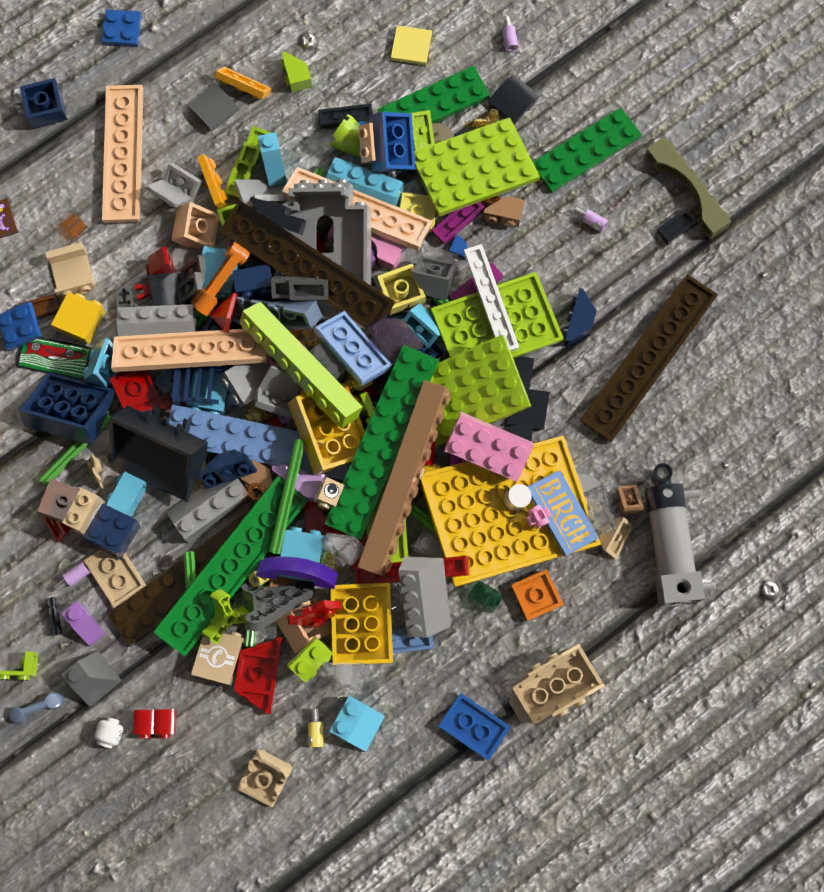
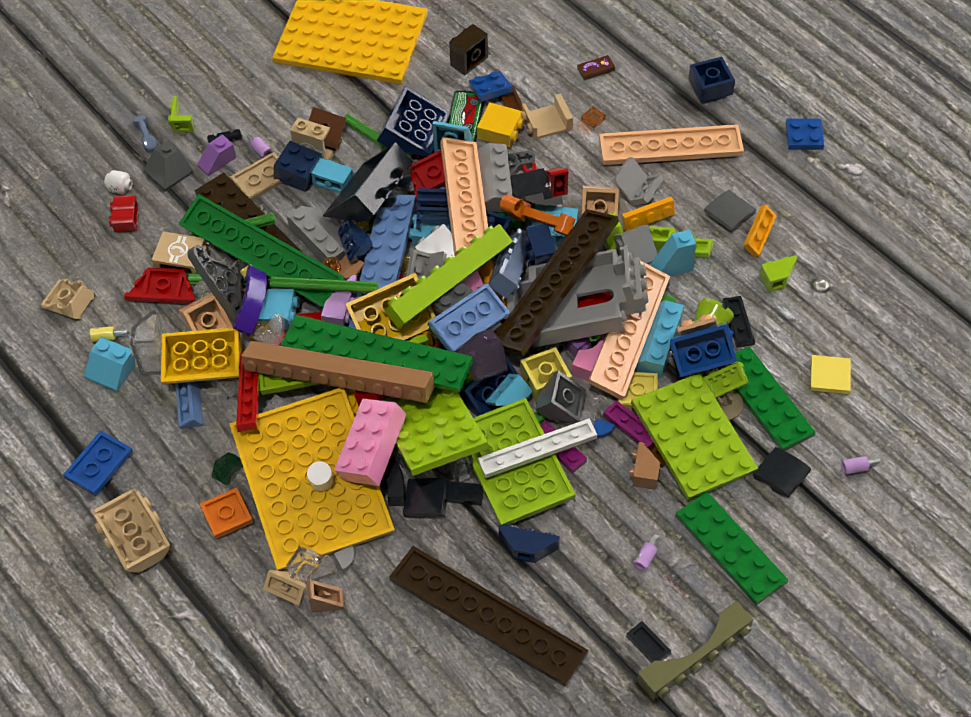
camera: 85 degrees right, 20 degrees down
(95, 467) = (354, 149): tan plate -> none
(223, 616) = (212, 247): lime piece -> none
(224, 313) = (507, 223): red slope -> none
(279, 215) = (603, 249): black slope -> none
(299, 288) = (530, 271): dark grey slope -> none
(310, 659) = (168, 312): lime bracket -> none
(316, 614) = (209, 314): red wing -> none
(328, 493) = (325, 313): tan brick -> none
(424, 596) = (220, 397): light grey slope -> none
(491, 118) = (756, 452): clear yellow arm -> none
(538, 516) = (300, 497): bright pink gear -> none
(567, 519) = (307, 525): medium blue tile -> none
(672, 542) = (314, 628): light grey piece -> none

